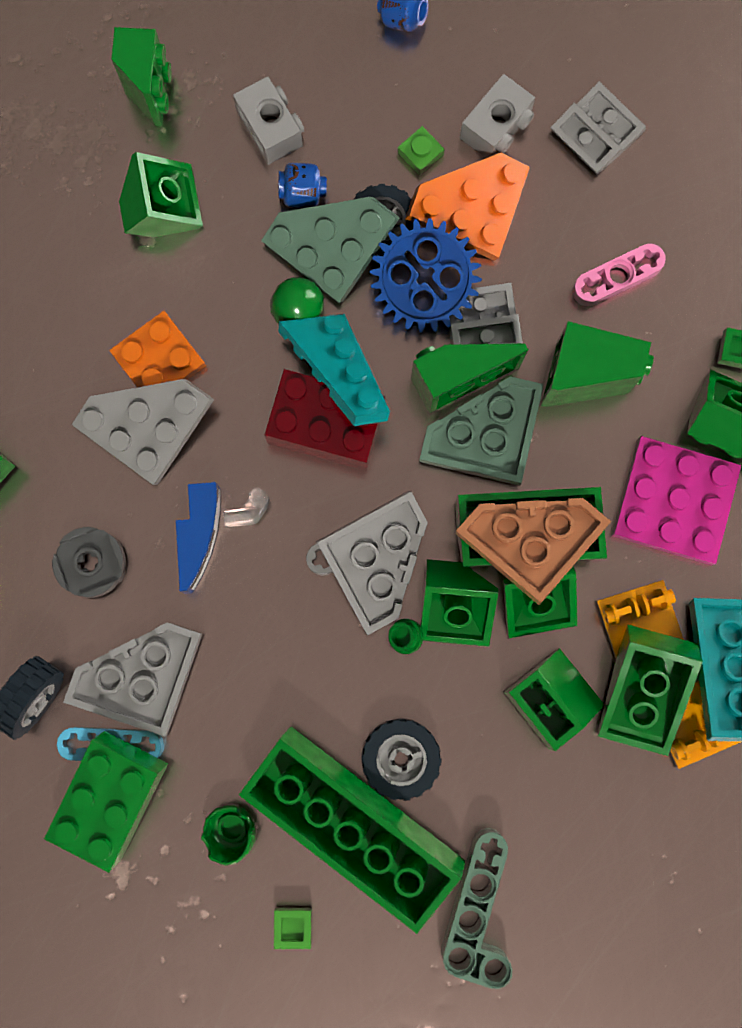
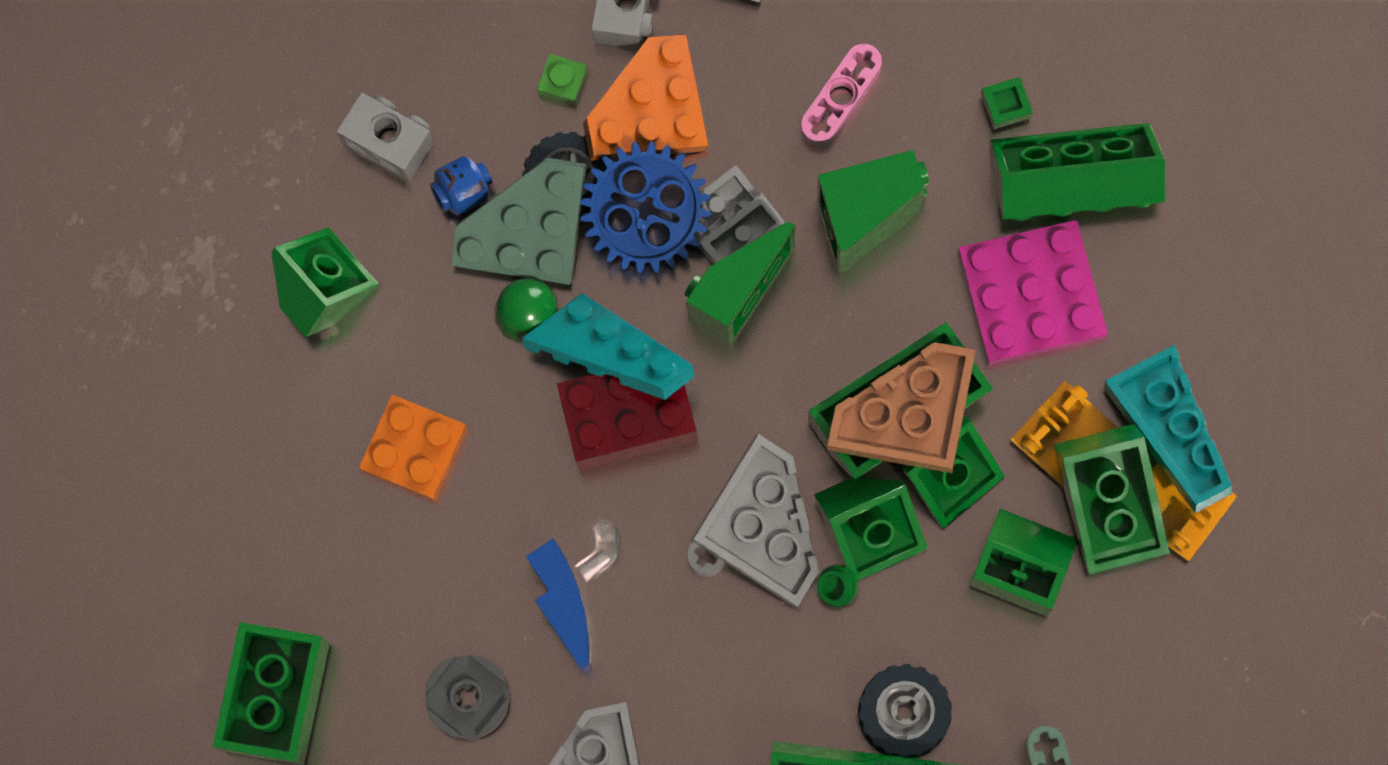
camera: 20 degrees left, 5 degrees down
(143, 70) = (228, 159): green slope -> none
(145, 424) = (442, 522): light grey plate -> none
(487, 433) = (801, 332): sand green plate -> none

